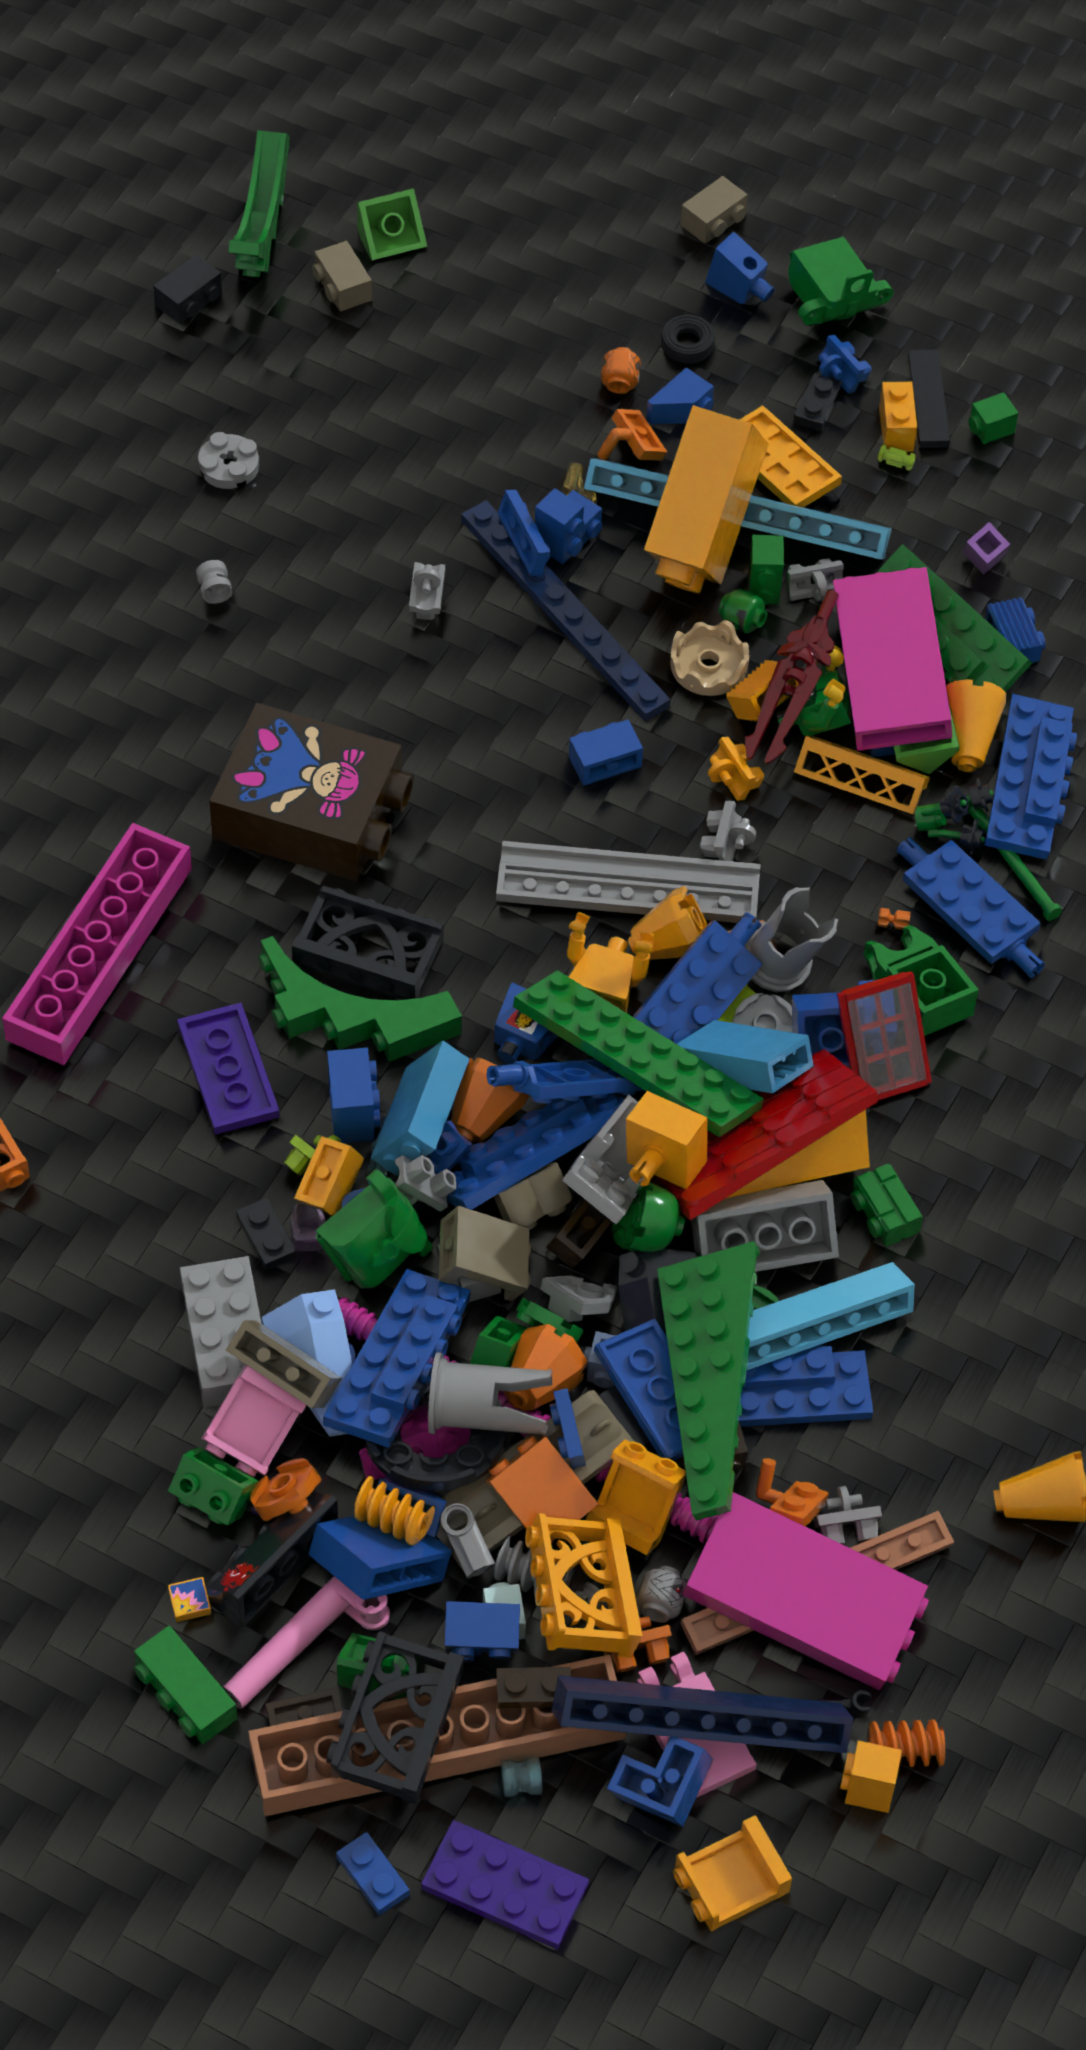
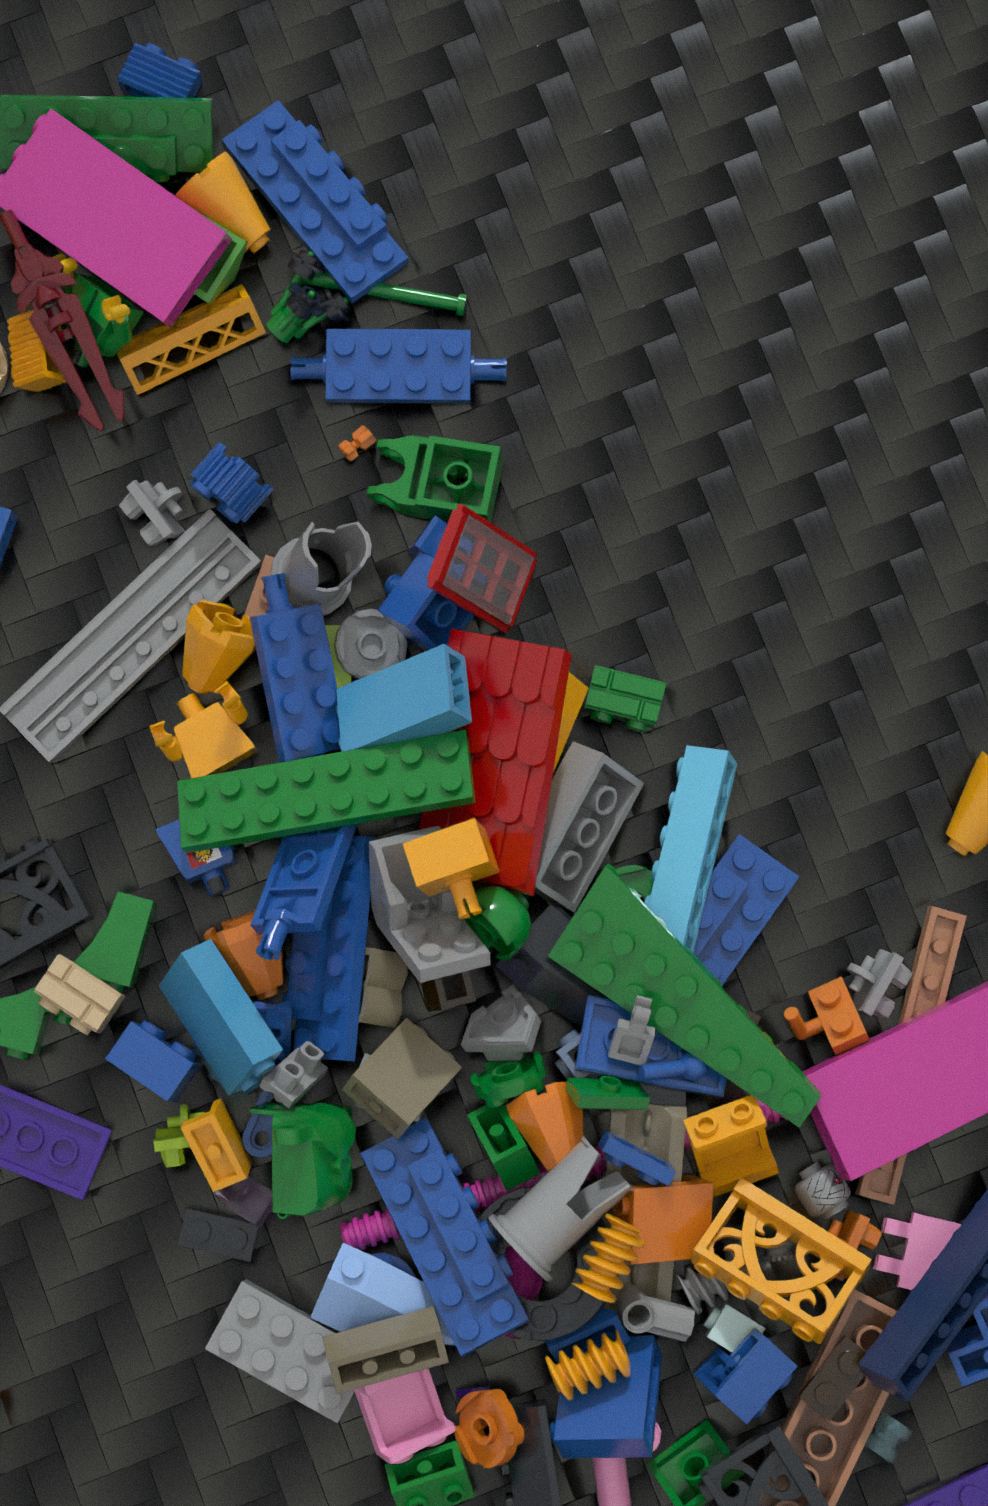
camera: 45 degrees left, 25 degrees up
(356, 1011) = (79, 995): none -> tan brick
(481, 1450) = (610, 1259): none -> light orange piece
(598, 1377) = (607, 1093): none -> green plate
(650, 1357) = (633, 1038): none -> light grey plate
(666, 1417) = (688, 1066): none -> blue bar
(731, 767) = (93, 448): light orange hips -> none
(790, 857) = (230, 483): none -> blue brick
(986, 548) = (56, 24): medium lavender brick -> none

